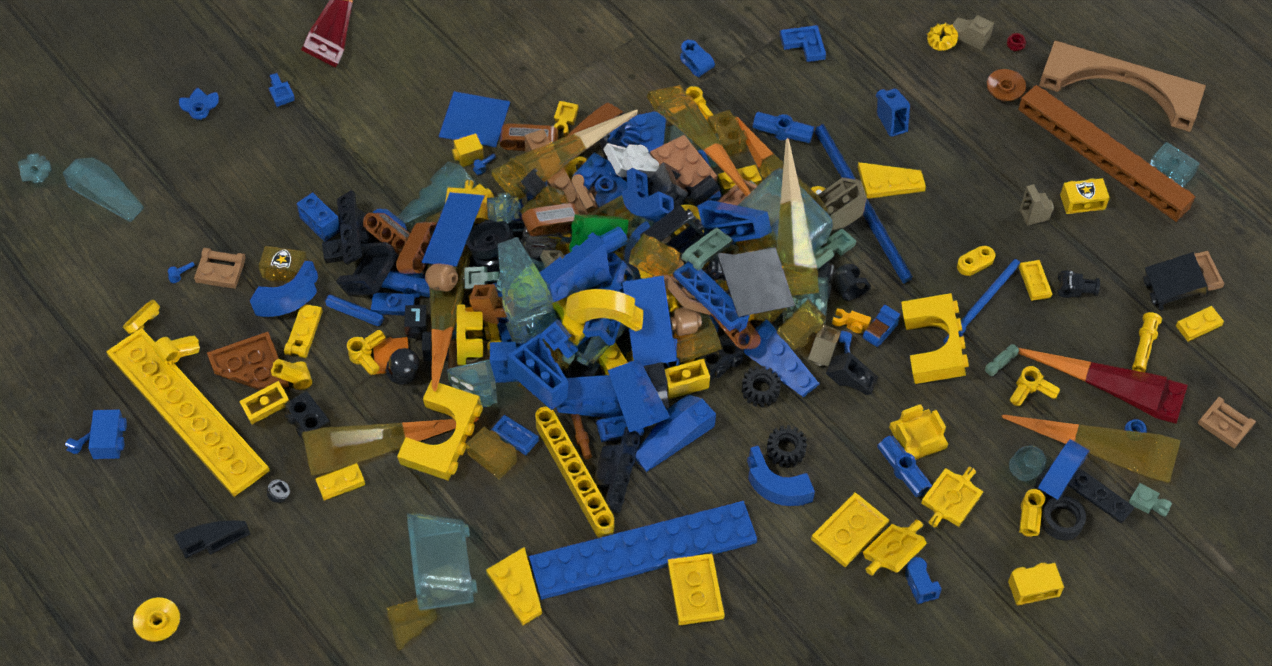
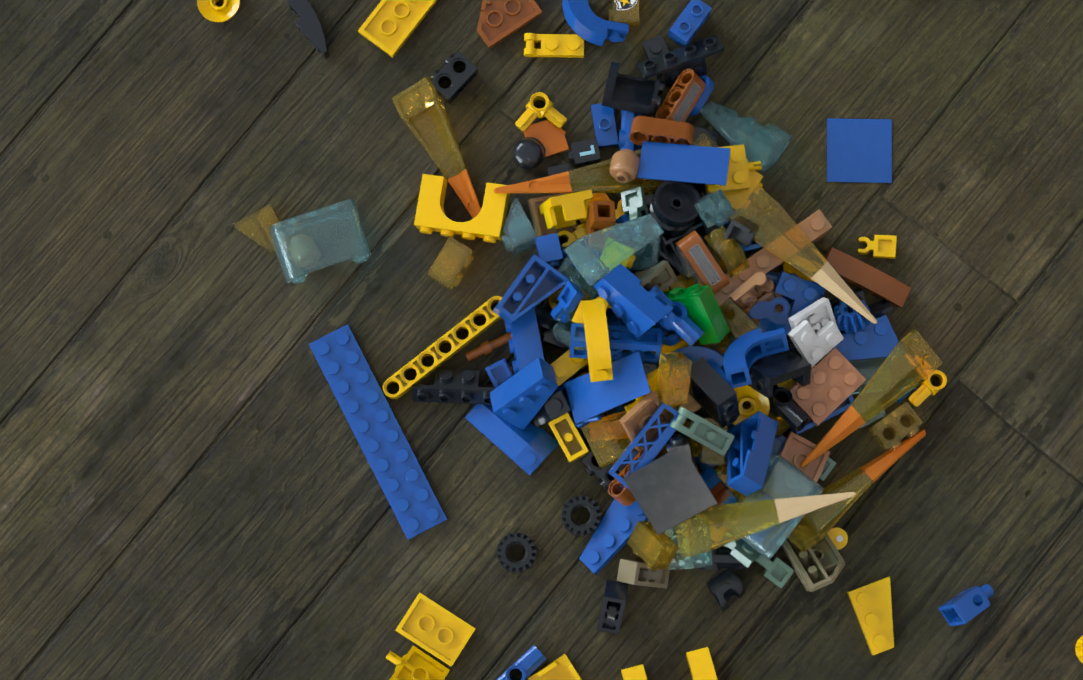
camera: 80 degrees right, 25 degrees up
(264, 402) = (458, 32): yellow brick -> none
(277, 491) = (371, 71): tile -> none
(292, 372) = (497, 50): yellow piece -> none
(340, 481) = (394, 127): yellow plate -> none
(354, 310) = (588, 88): blue axle -> none
(467, 150) = (810, 153): yellow brick -> none
(479, 165) = (794, 170): blue hand -> none
(514, 135) = (842, 214): dark orange beam -> none
(515, 434) = (476, 281): blue plate -> none
(516, 585) = (316, 319): yellow wing -> none
(685, 321) = (614, 425): medium nougat head -> none
(695, 589) = (343, 489): yellow plate -> none
(696, 58) = (990, 376): blue piece -> none
(747, 173) = (843, 455): yellow plate -> none
(778, 489) = (464, 559): blue arch -> none
(783, 127) = (916, 501): blue piece -> none
(804, 37) = (1053, 493): blue plate -> none
(845, 337) = (658, 594): blue hand -> none
(855, 321) = (676, 604): light orange plate -> none
(869, 214) = (835, 589): blue axle -> none
(882, 326) = (677, 629): blue leg -> none

